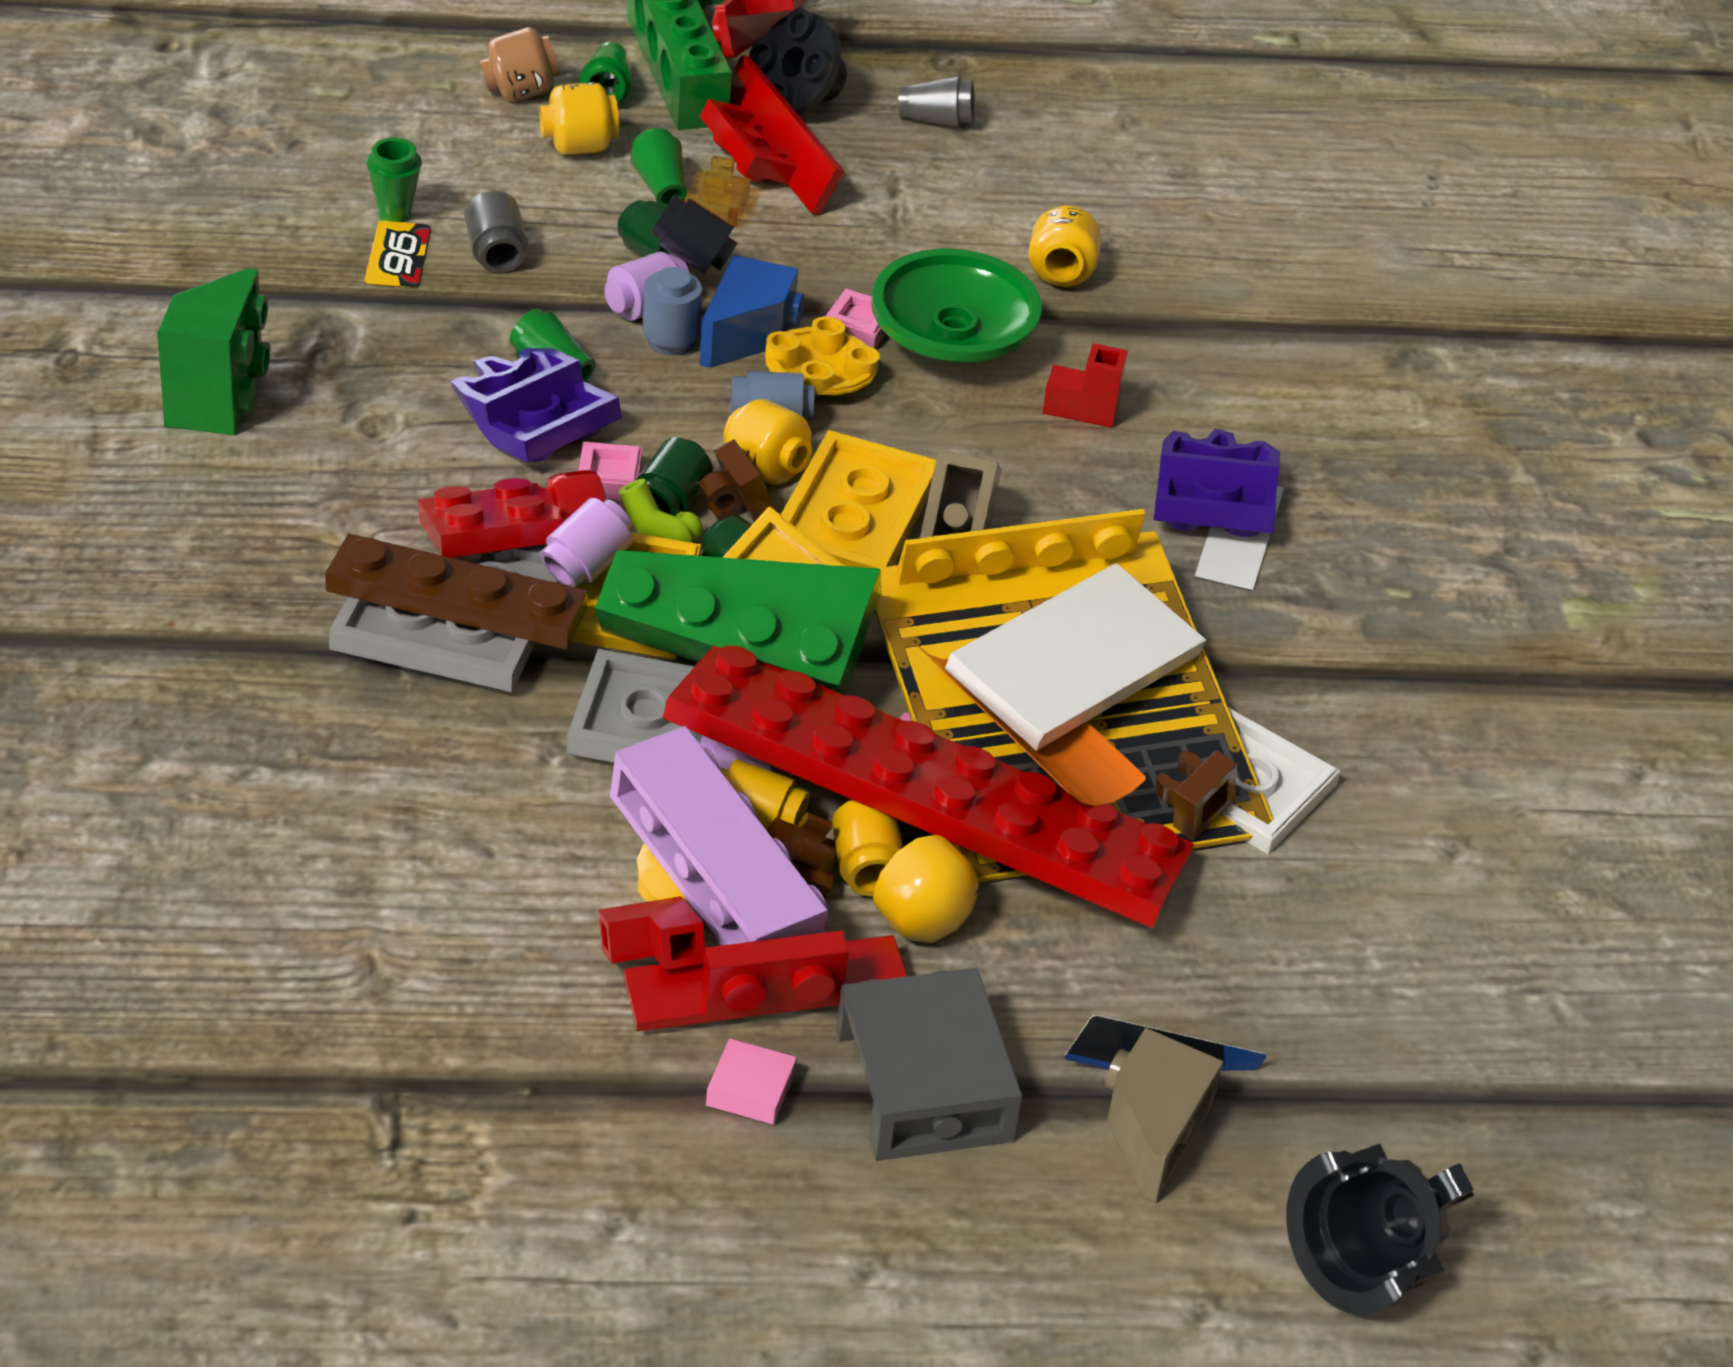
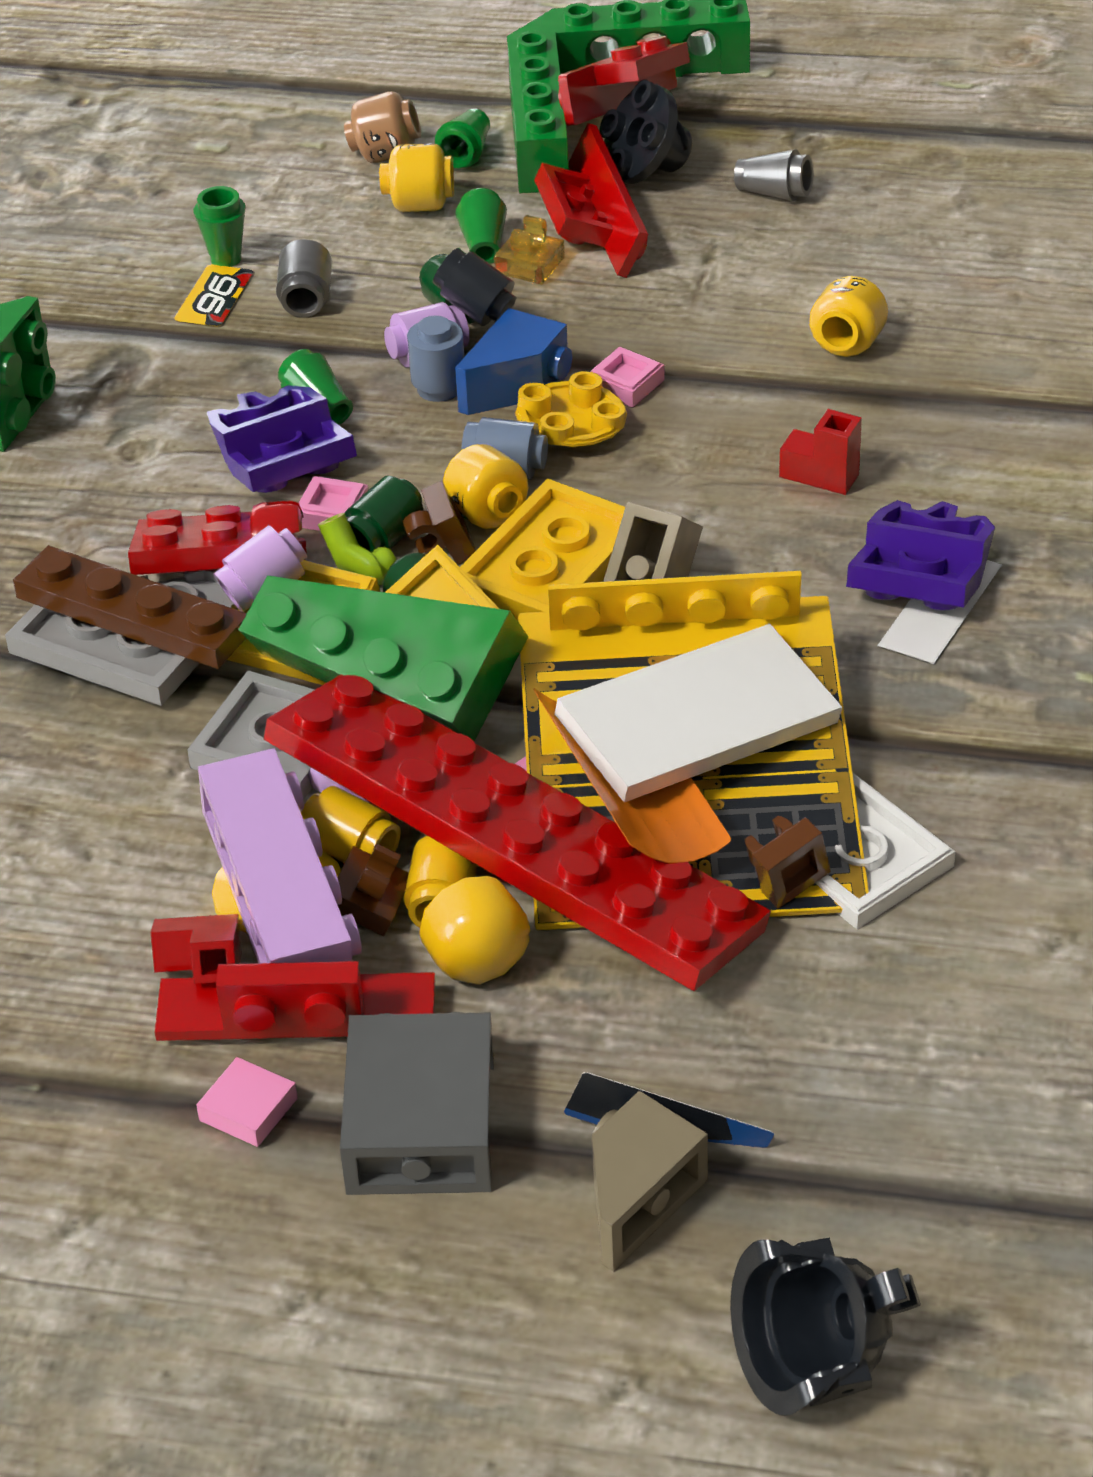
camera: 20 degrees right, 0 degrees up
(956, 305) = (712, 367): green dish -> none

